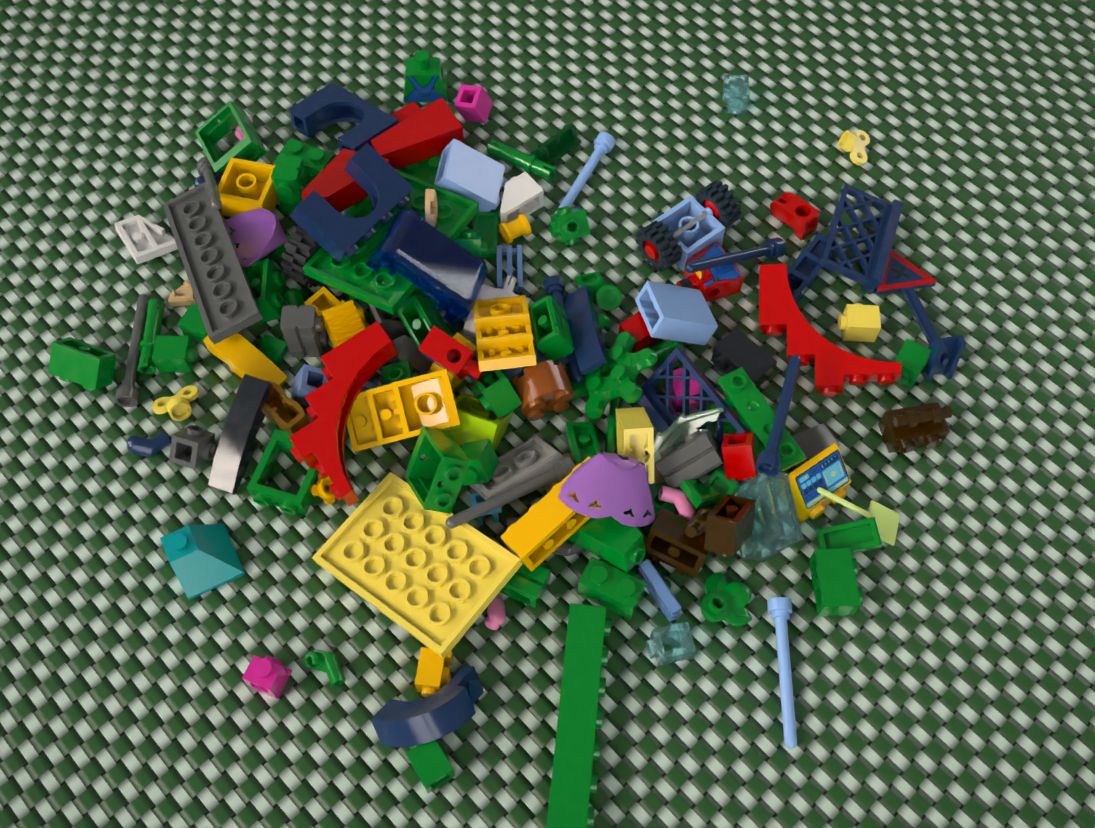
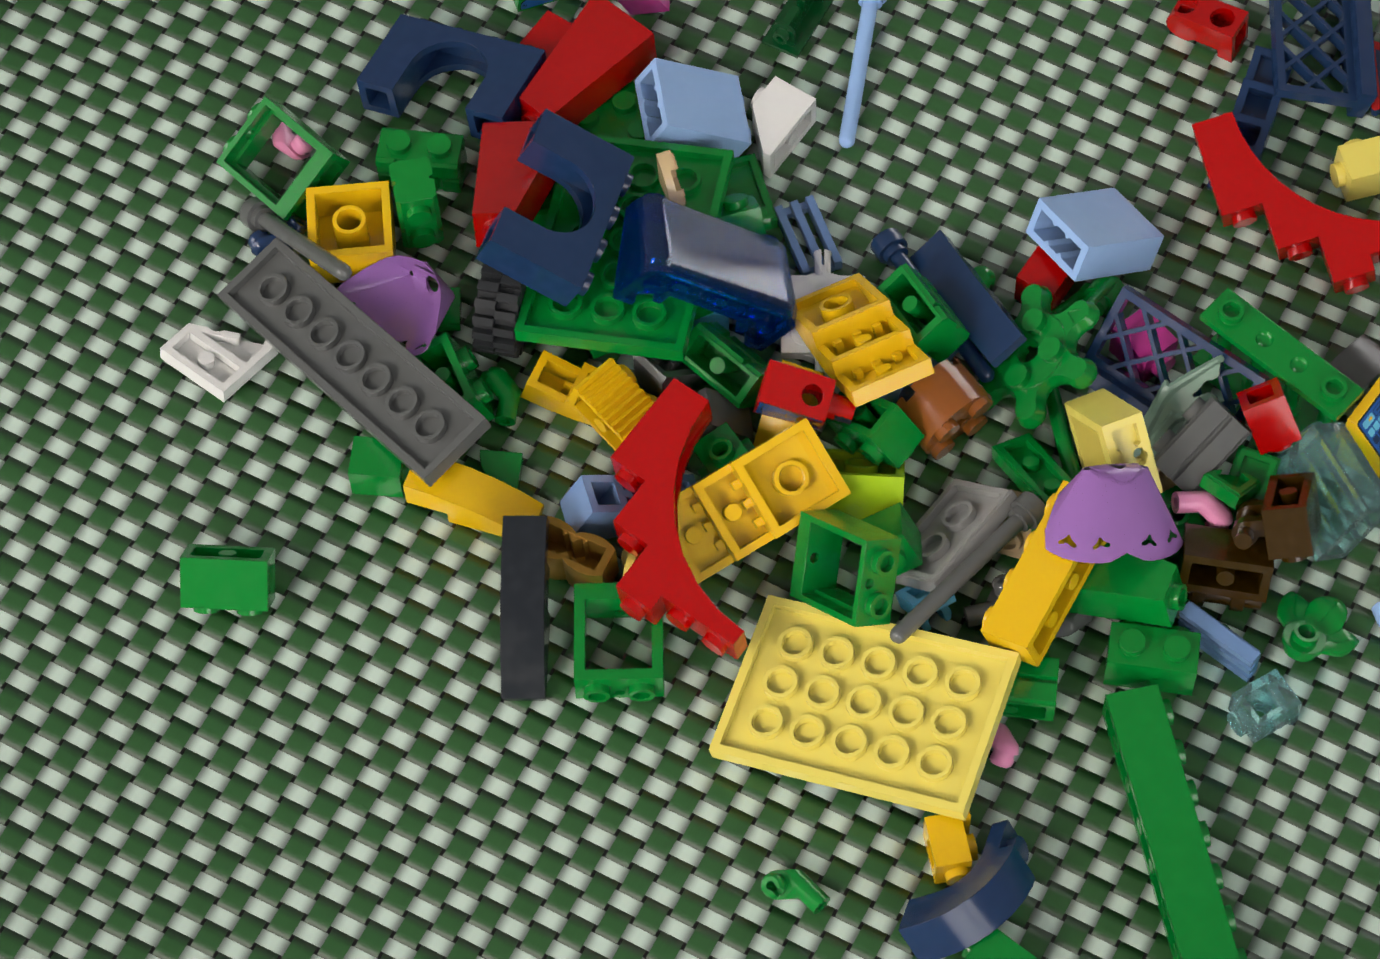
camera: 15 degrees left, 0 degrees up
(127, 393) = (313, 603): dark grey piece -> none
(147, 447) = (382, 672): dark blue arm -> none
(152, 328) = (311, 520): green pin -> none
(174, 354) = (359, 521): green brick -> none
(177, 405) = (396, 595): light yellow piece -> none
(182, 296) = (321, 427): tan tile -> none
(192, 447) = (460, 648): dark grey brick -> none
(202, 557) = (547, 801): teal slope -> none
(267, 675) = (721, 919): dark pink brick -> none
(303, 331) = (548, 427): dark grey brick -> none
(319, 490) = (683, 647): yellow plate -> none
(515, 228) = (792, 172): yellow bush -> none
(529, 163) = (767, 58): green pin -> none
(569, 224) = (875, 141): green brick -> none
(592, 280) = (946, 219): green slope -> none
(608, 297) = (978, 239): green tile -> none
(689, 227) = (1064, 95): brick -> none
(713, 282) = (1120, 156): torso -> none
(740, 351) = (1209, 267): black brick -> none
(769, 460) = (1316, 409): dark blue piece -> none
(772, 249) = (1193, 91): dark blue piece -> none

